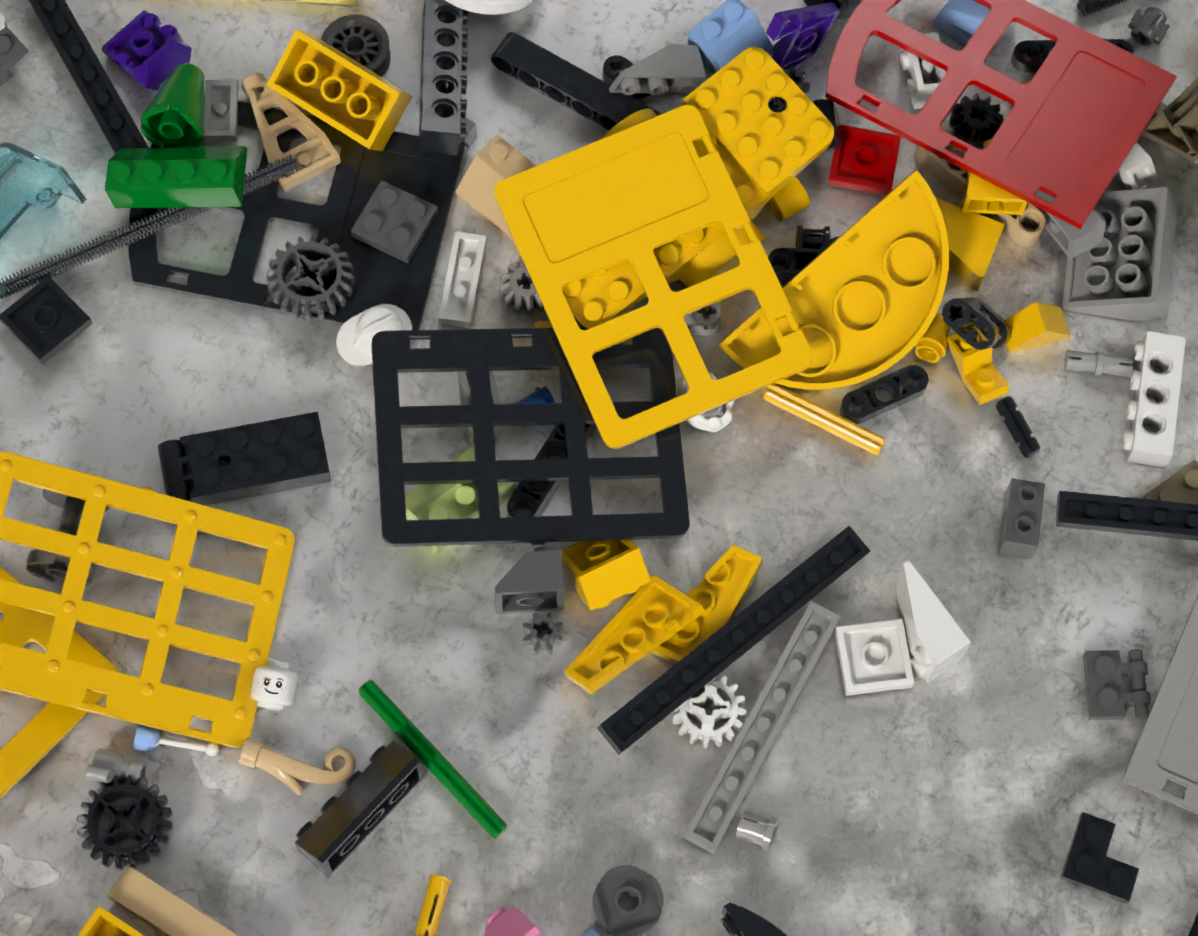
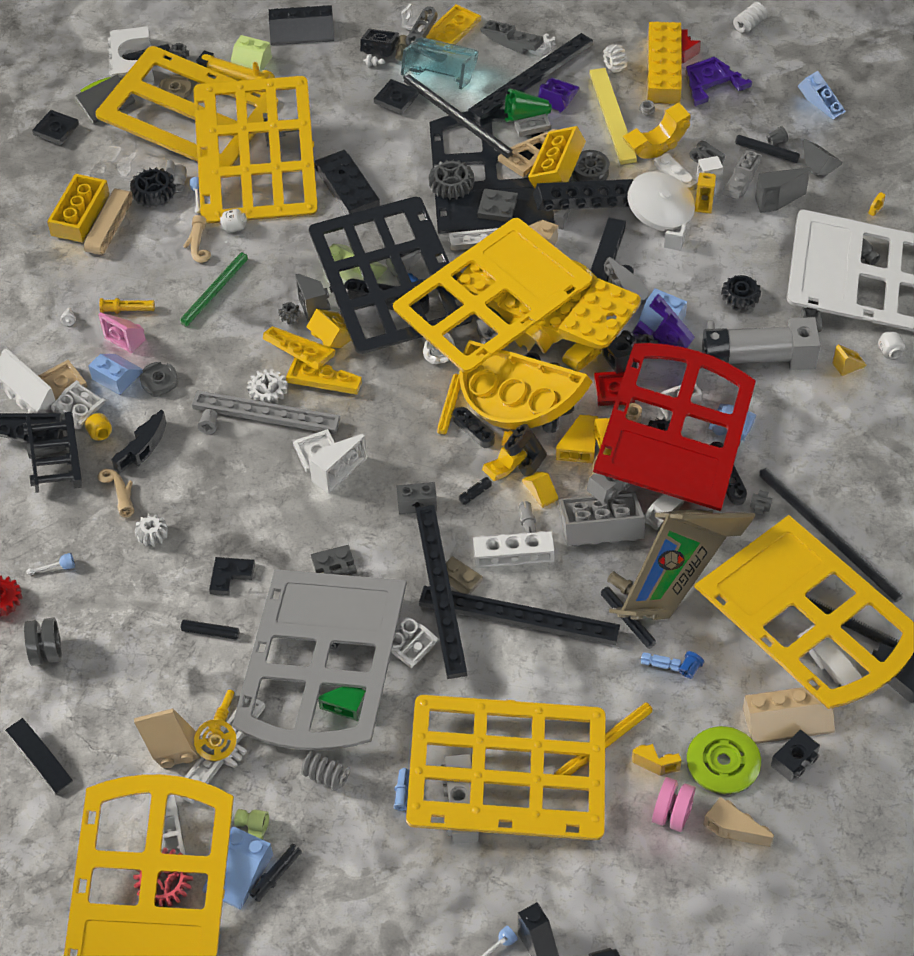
camera: 80 degrees right, 15 degrees down
(176, 177) = (483, 111): green slope -> none
(357, 333) = (438, 214): white piece -> none
(360, 807) = (178, 265): black slope -> none
(732, 640) = (307, 384): black plate -> none

